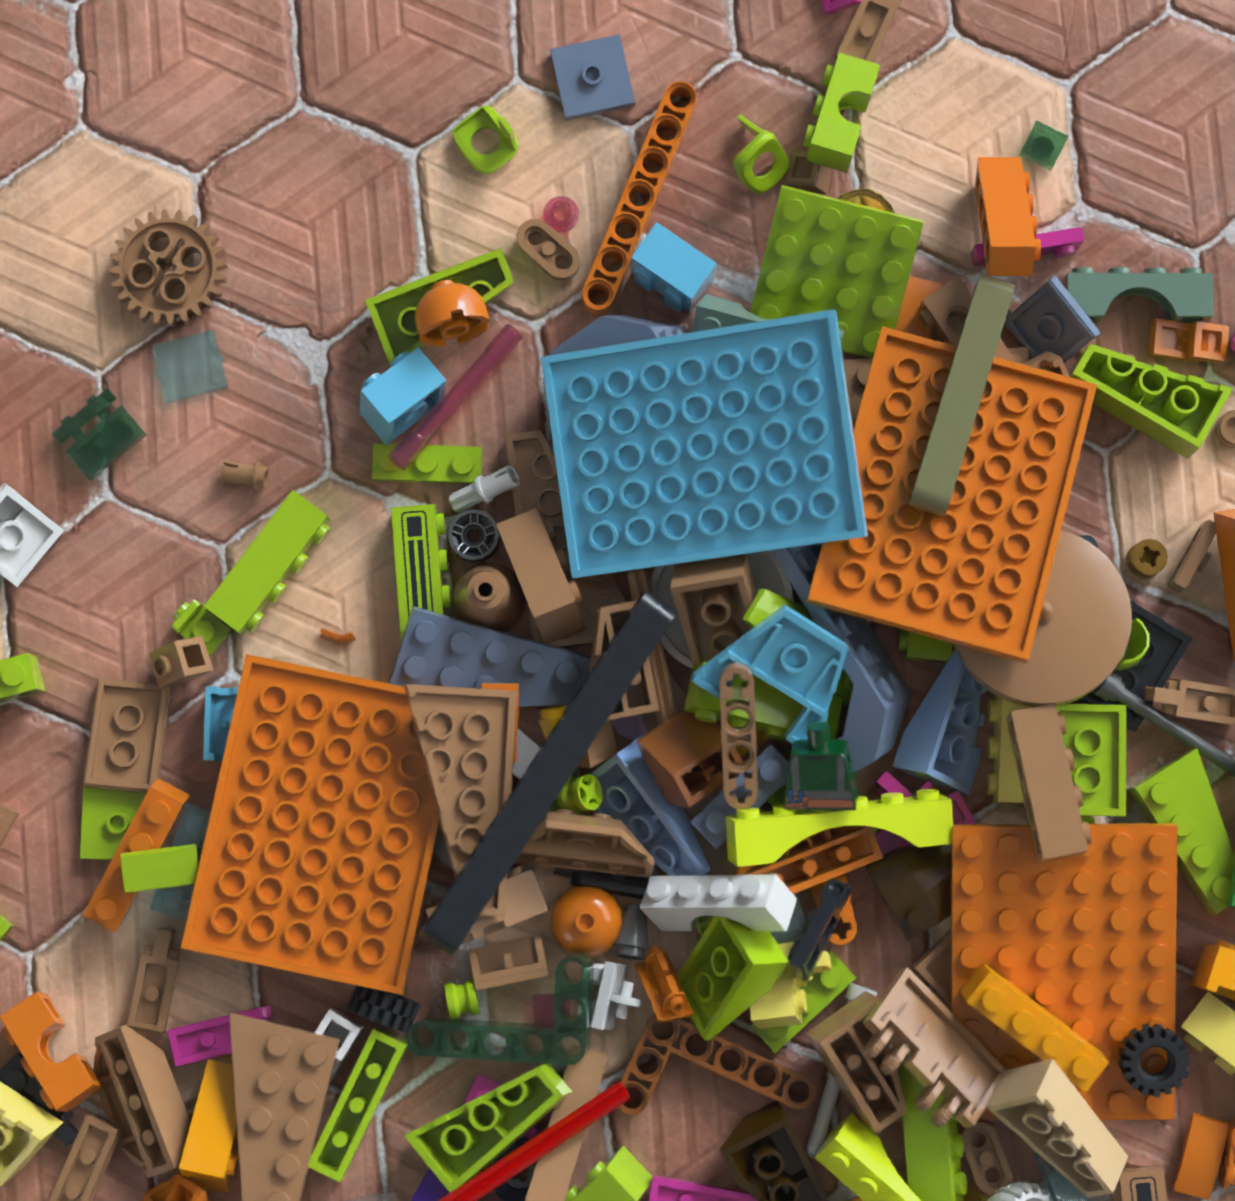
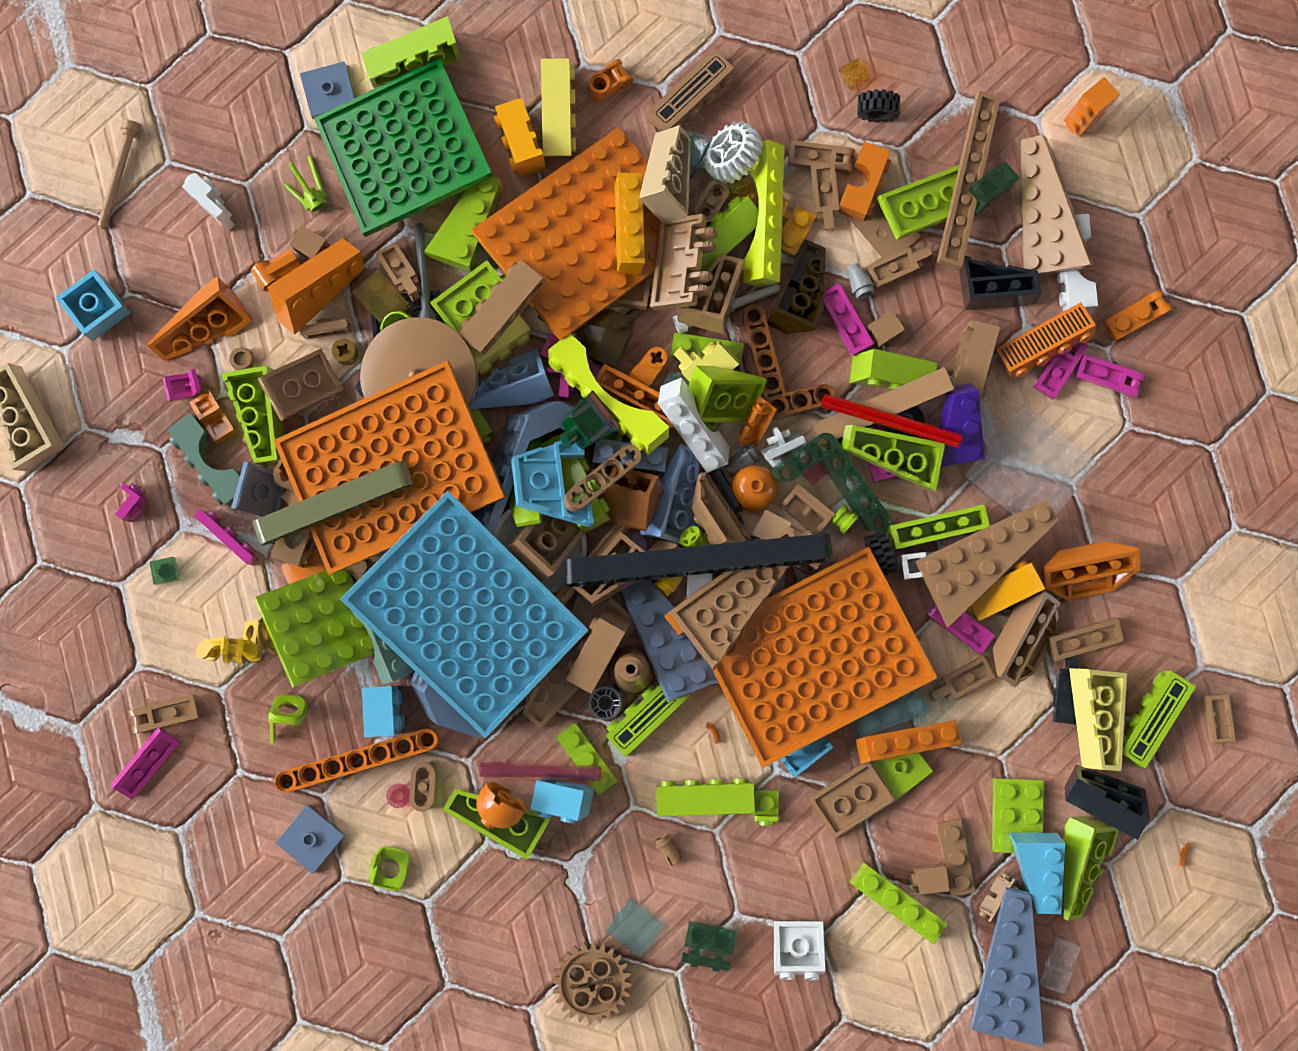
camera: 130 degrees left, 0 degrees up
(31, 1028) = (1038, 724): orange arch -> none
(159, 868) = (906, 722): lime tile -> none
(180, 662) = (792, 801): medium nougat brick -> none
(484, 489) = (576, 717): white axle -> none
(807, 174) = (272, 683): medium nougat slope -> none
(819, 929) = (664, 366): black hinge -> none
(834, 137) = (245, 682): lime arch -> none
(877, 159) = (232, 648): none -> yellow piece
(1006, 216) = (218, 557): orange brick -> none
(1145, 472) = (300, 384): none -> medium nougat tile
(1151, 165) = (133, 504): none -> dark pink bracket
(1154, 1082) = (603, 143): black tyre -> none
(1180, 651) = (380, 296): none -> clear yellow plate
(1201, 1156) = (625, 100): orange slope -> none

